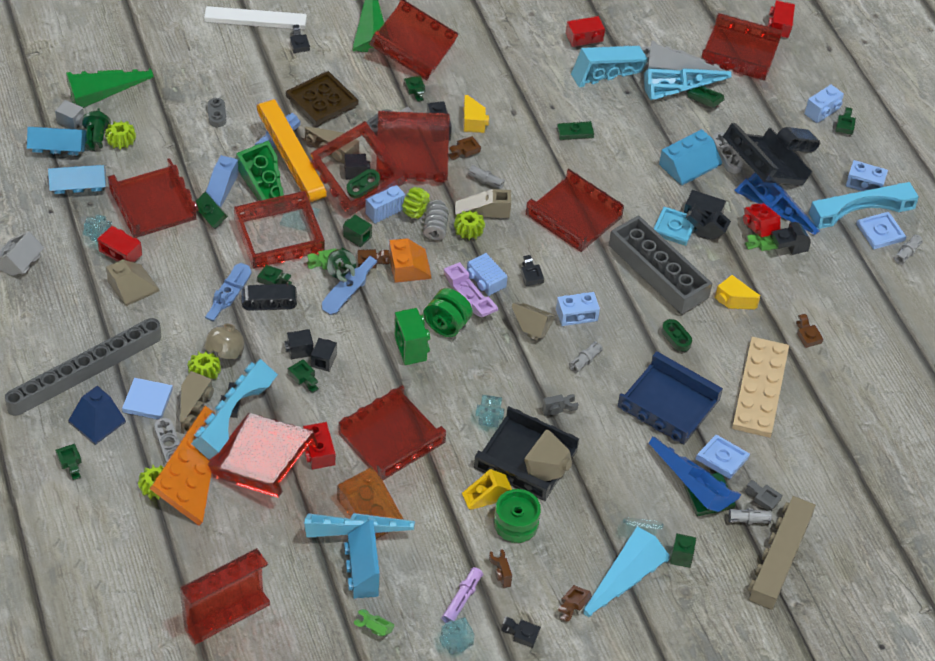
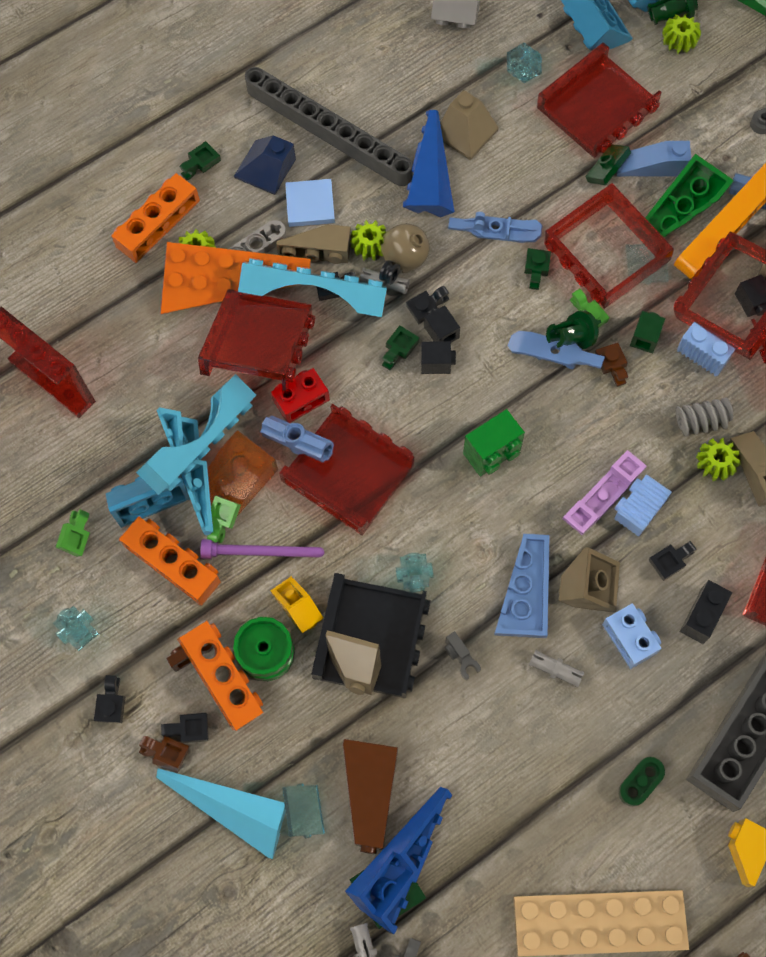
camera: 80 degrees right, 20 degrees up
(119, 245) = (507, 94): red brick -> none
(129, 523) = (153, 229): none -> orange brick
(175, 314) = (430, 182): none -> blue wedge
(240, 367) = (399, 285): none -> light grey pin
(244, 356) = (389, 272): none -> black bush
(269, 297) = (500, 271): black beam -> none
(275, 351) = (423, 303): none -> black plate
(360, 516) = (169, 462): none -> medium azure arch
(361, 182) = (713, 307): dark green plate -> none
(364, 445) = (307, 442): none -> medium blue piece
(400, 511) = (223, 515): none -> bright green plate
(408, 261) = (624, 406): orange slope -> none
(416, 202) = (721, 382): lime gear -> none
(417, 572) = (198, 587): none -> orange brick
(422, 536) = (212, 549): none -> medium lavender piece
(447, 312) = (546, 474): green wheel -> none
(466, 589) = (150, 621): lavender pin -> none
(527, 356) = (526, 598): none -> medium blue wing
(529, 544) = (236, 715): none -> orange brick
(559, 581) = (191, 728): none -> black plate
(575, 265) = (706, 612): none -> black brick
(640, 483) = (370, 785): none -> reddish brown slope
(671, 398) = (525, 799): dark blue panel -> none
(683, 550) = (278, 873): dark green brick -> none
(722, 456) = (453, 894): light blue tile -> none

